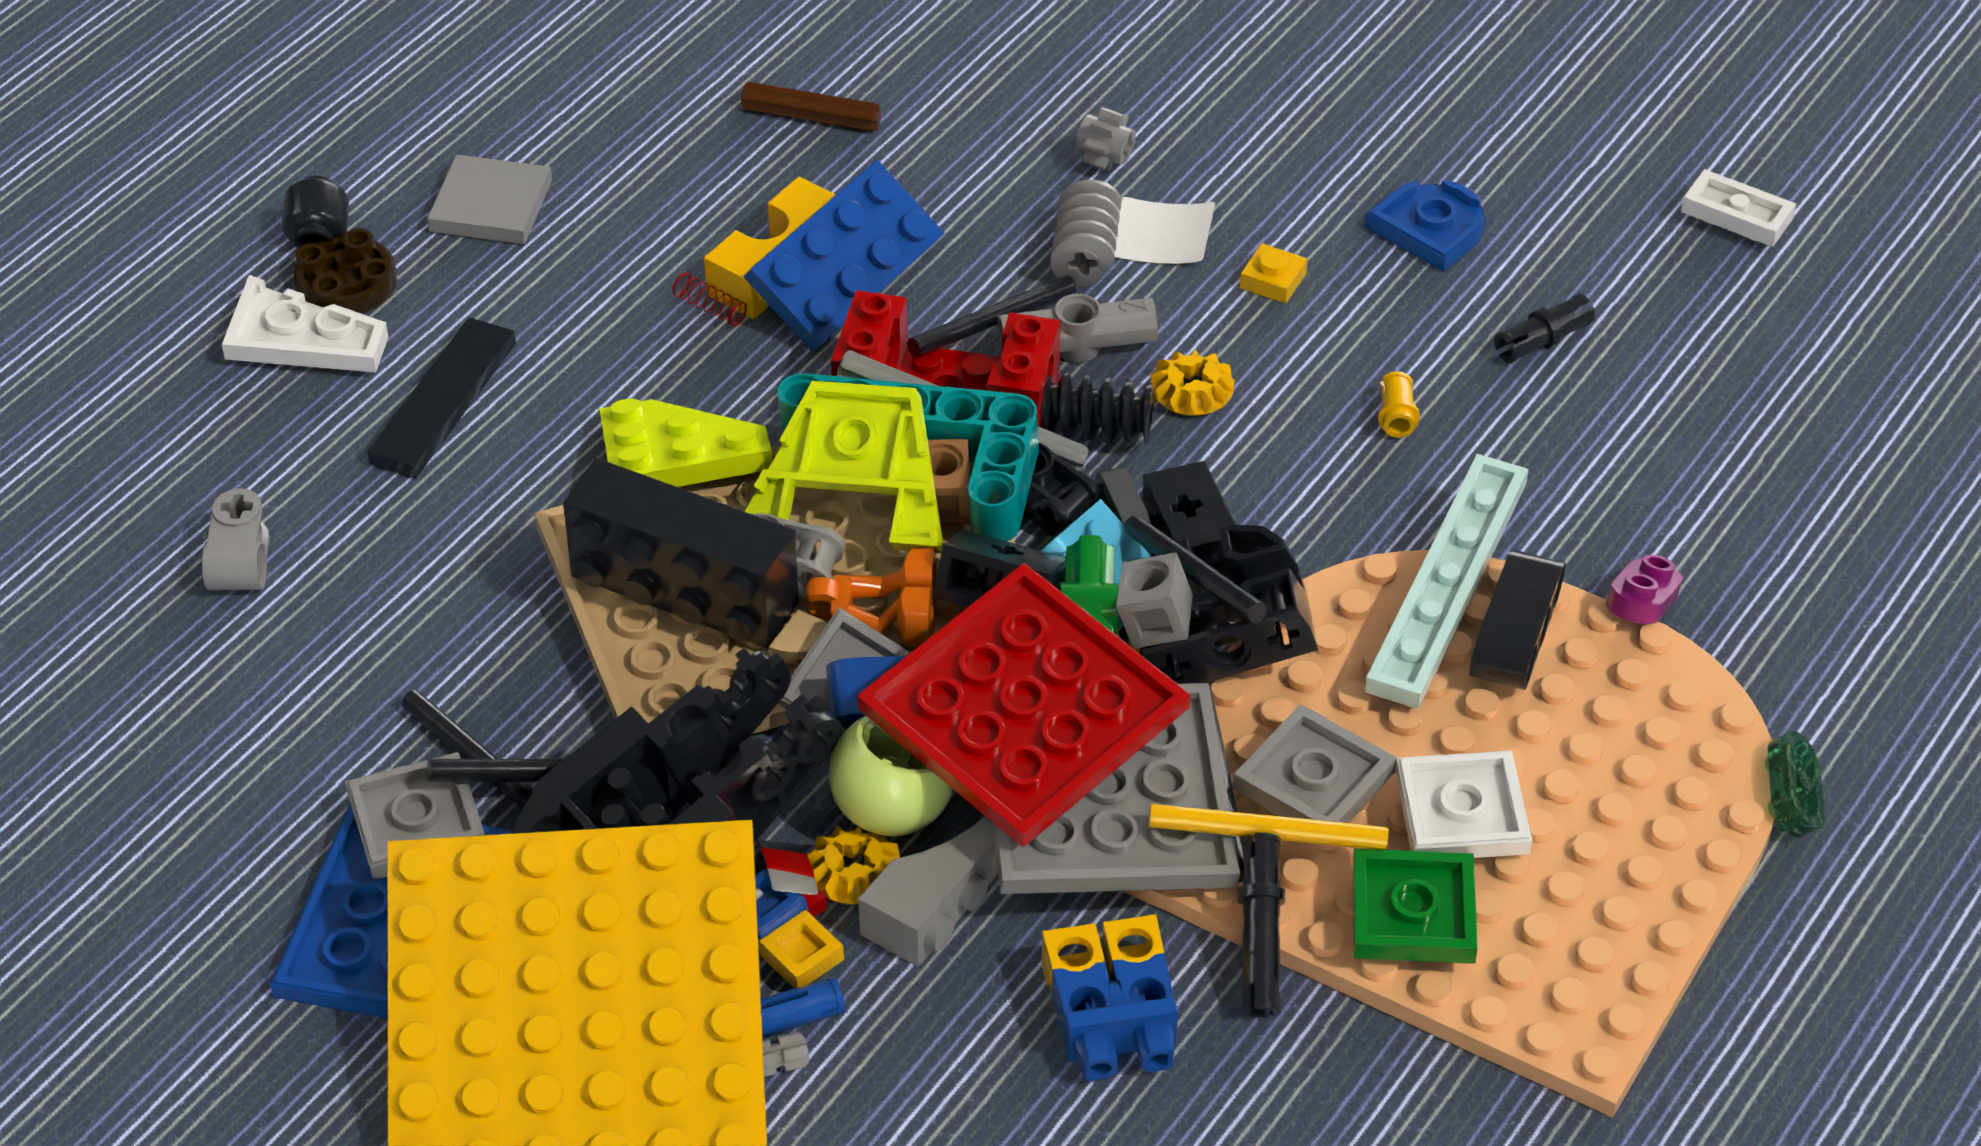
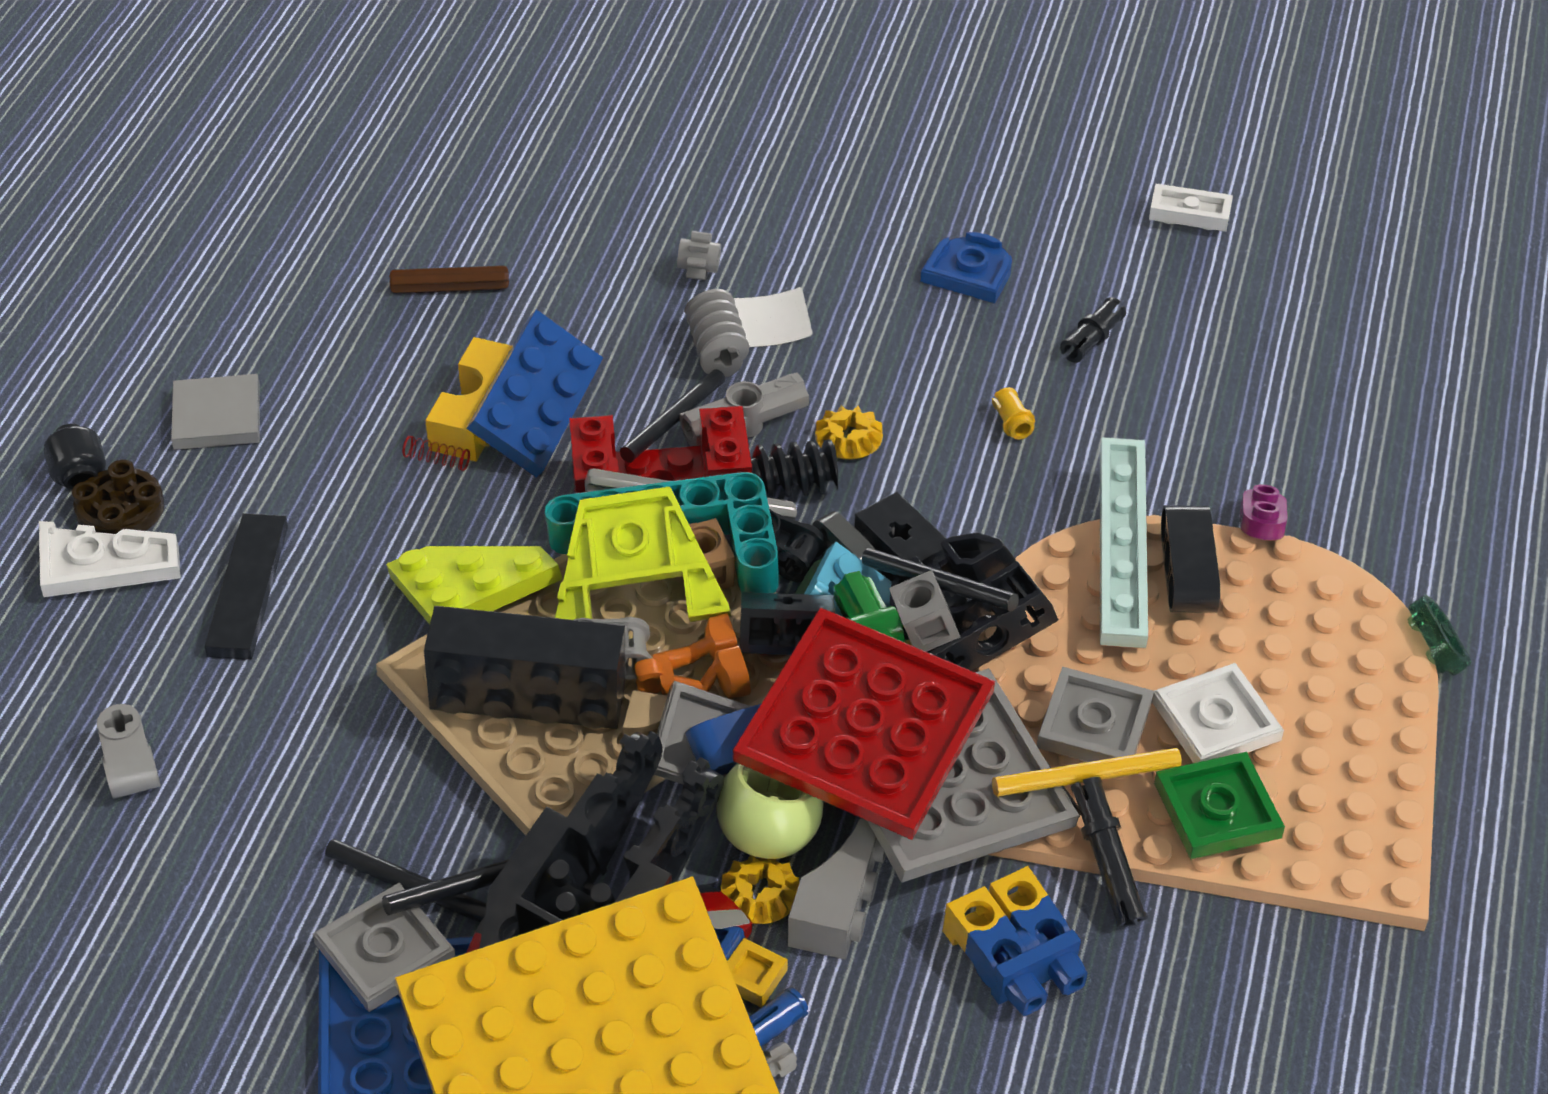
camera: 20 degrees left, 0 degrees up
(1273, 273) = (871, 332): yellow plate -> none

